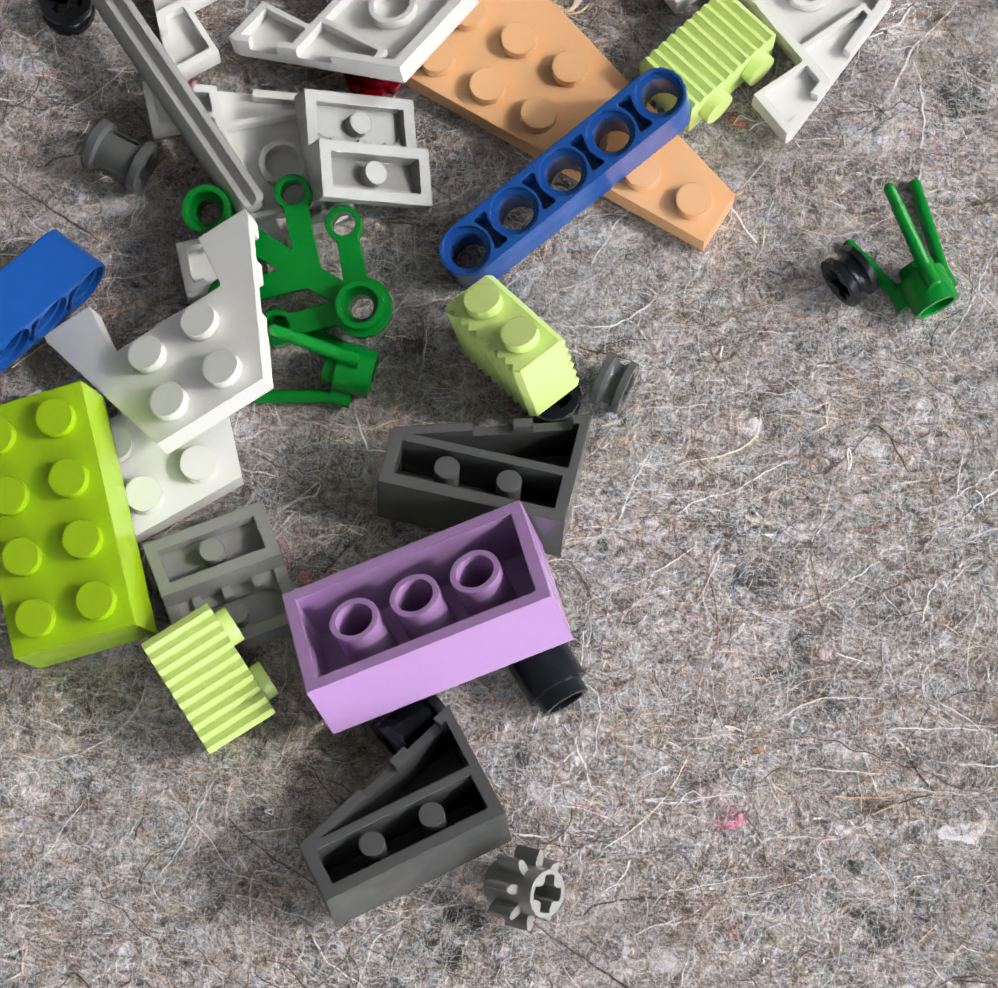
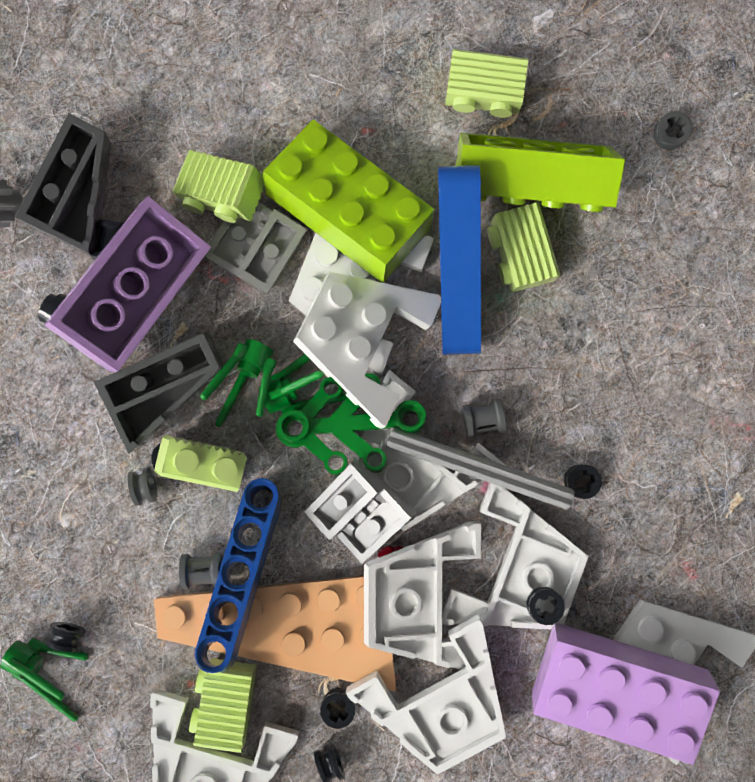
camera: 145 degrees right, 15 degrees up
(349, 428) = (252, 359): none -> green plant
(616, 231) = (189, 565): none -> dark grey bush

